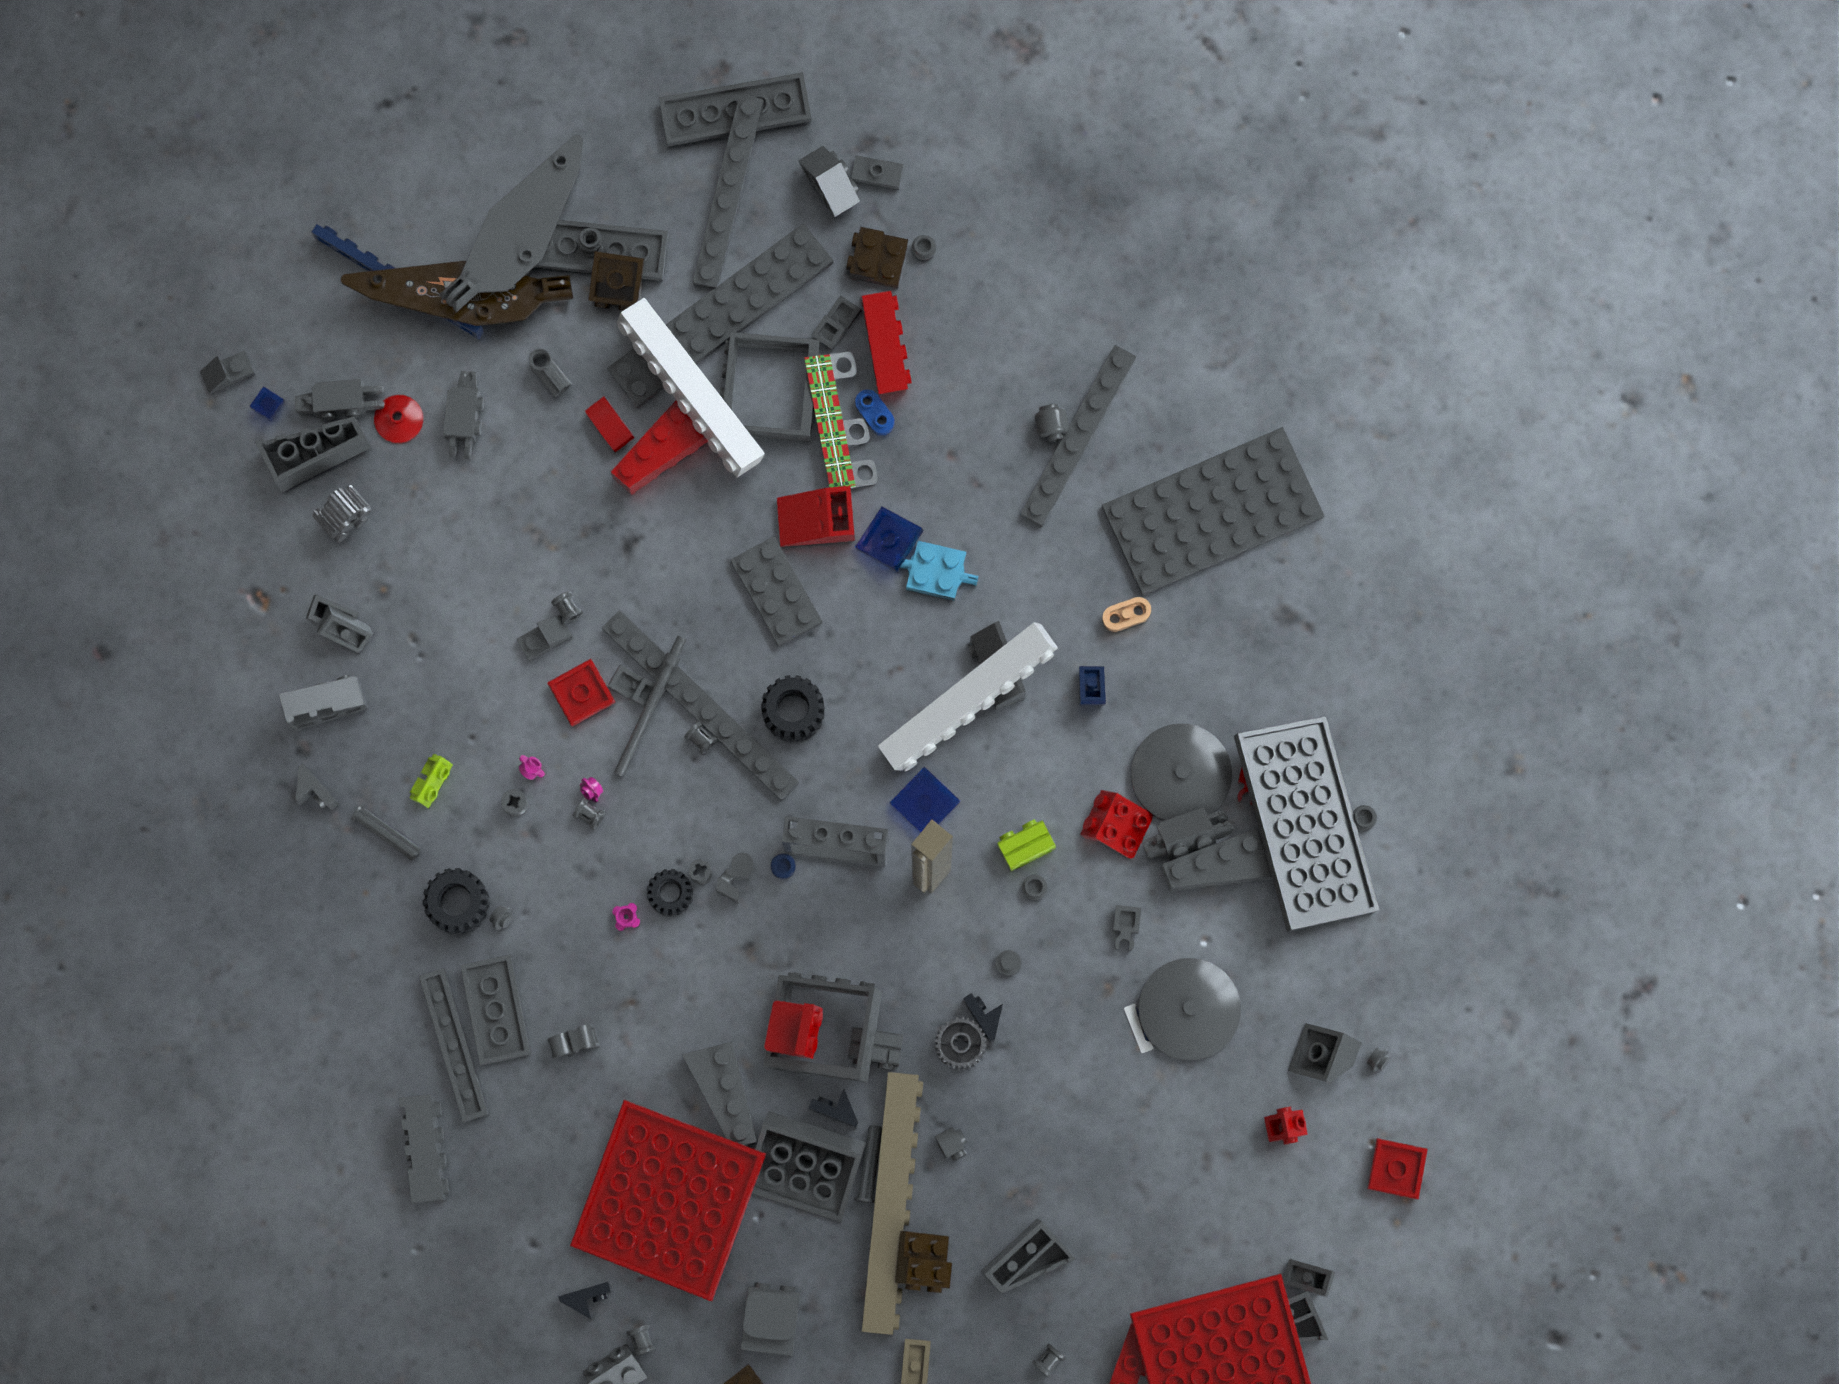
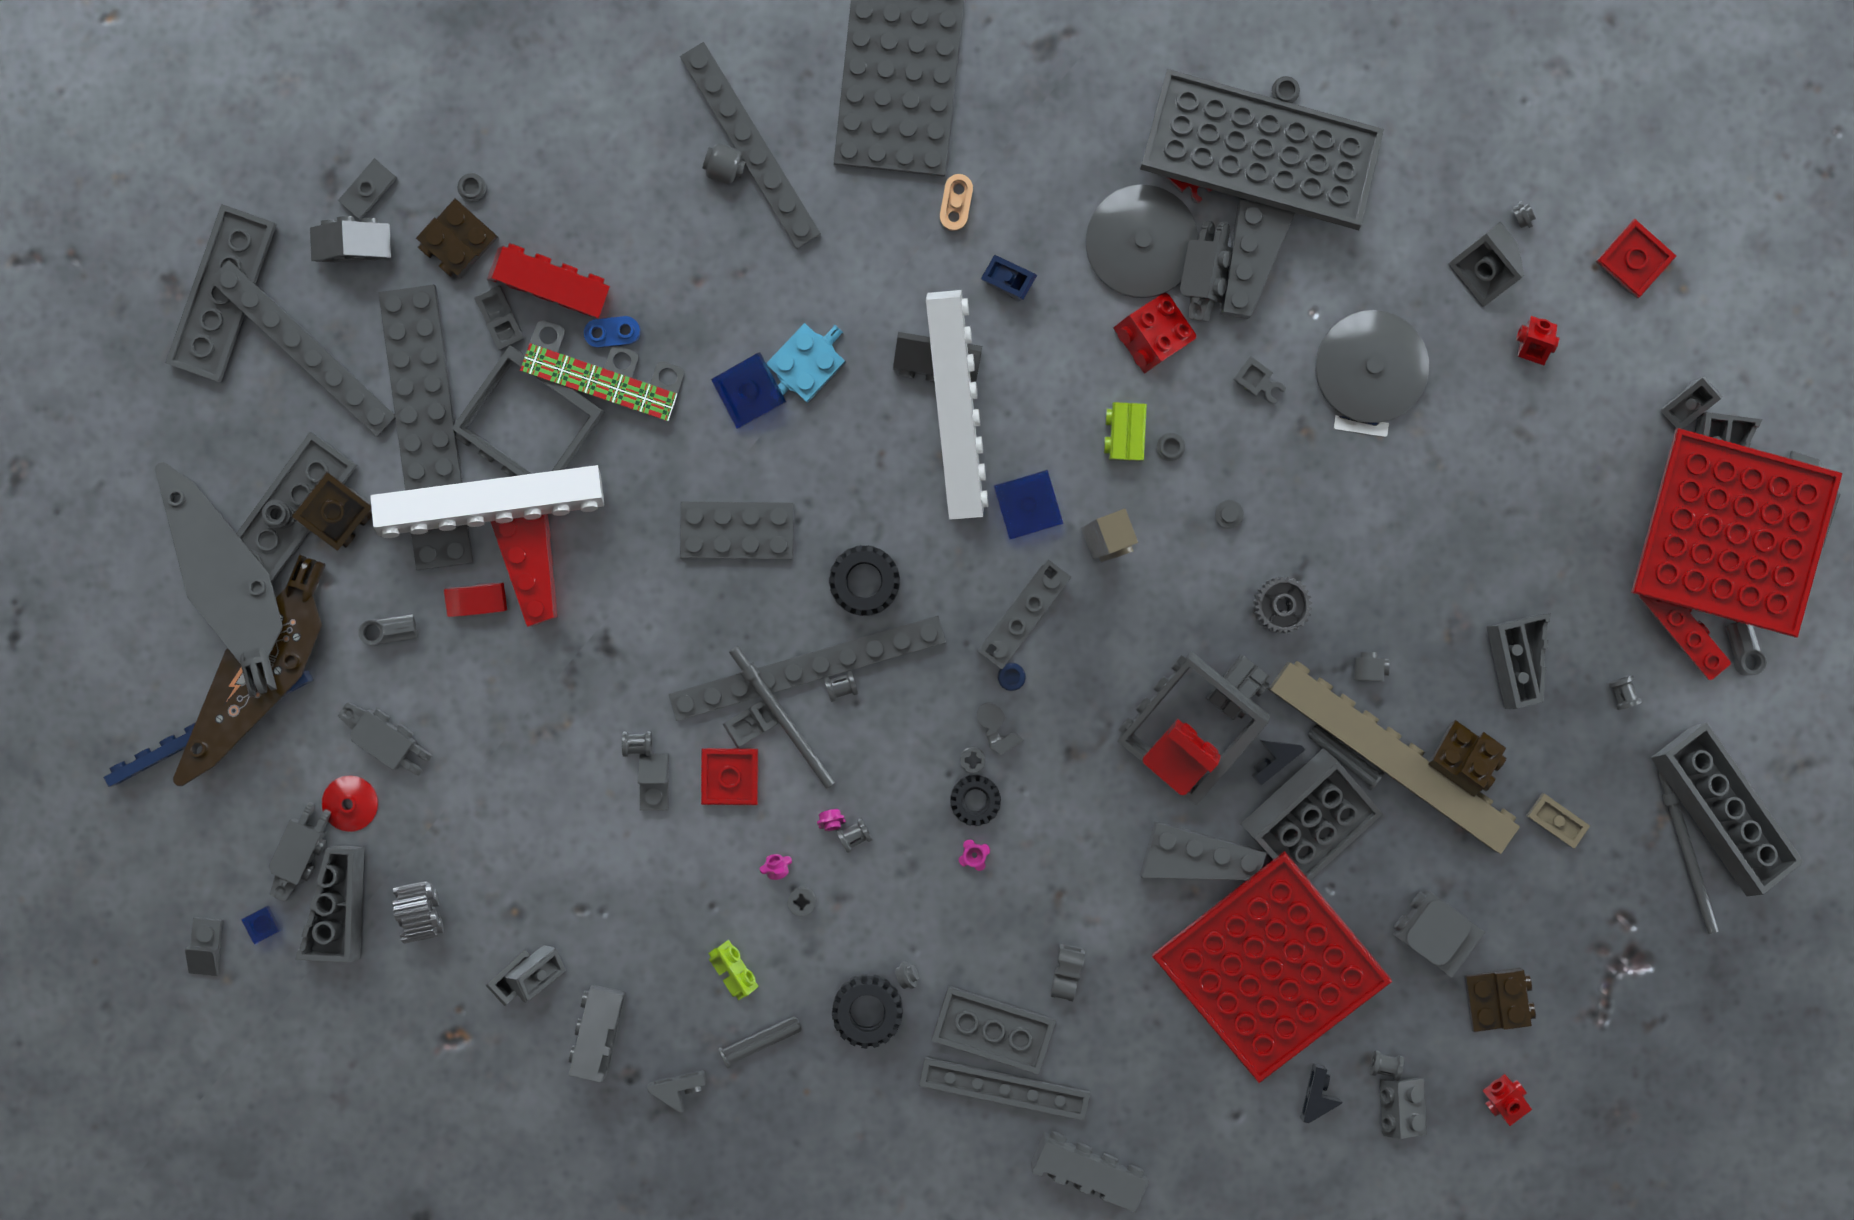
camera: 60 degrees left, 10 degrees up
(816, 517) = (686, 450): red slope -> none
(989, 1021) = (1275, 566): black slope -> none

